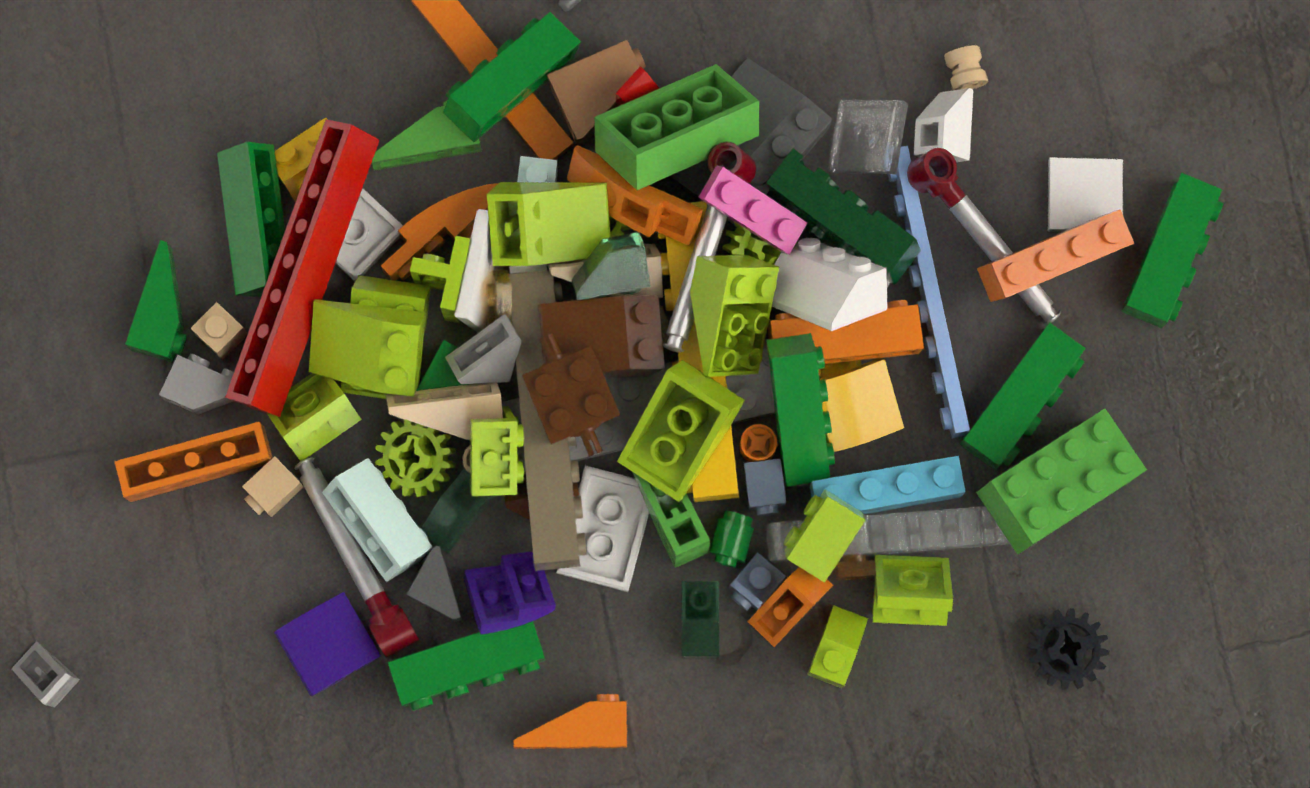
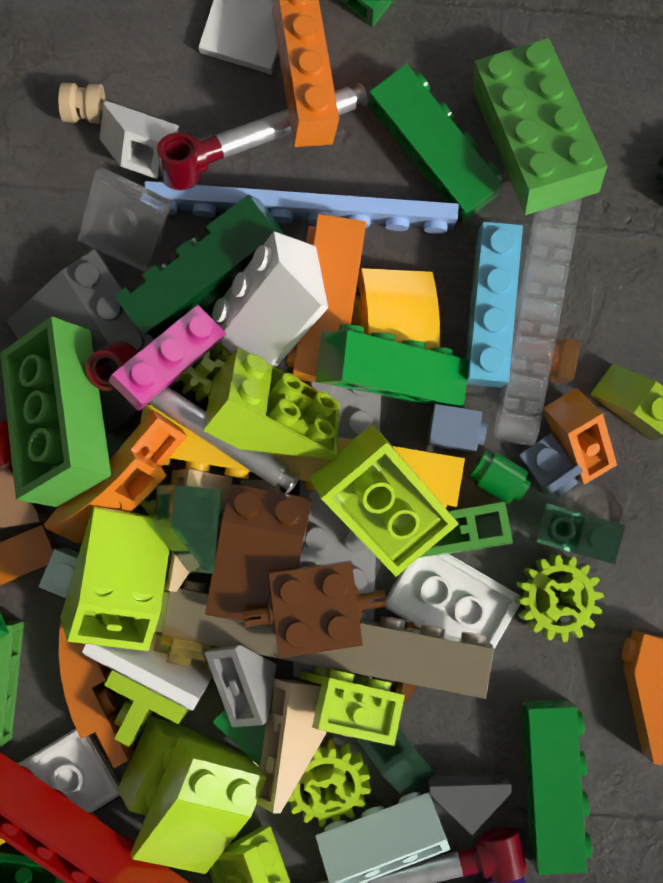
camera: 70 degrees left, 5 degrees up
(508, 593) = (499, 728): dark purple slope -> none
(659, 631) = (571, 587): none -> lime gear
(758, 438) = (416, 420): orange wheel -> none
(823, 534) = (533, 381): lime brick -> none
(912, 590) = (601, 307): lime bracket -> none

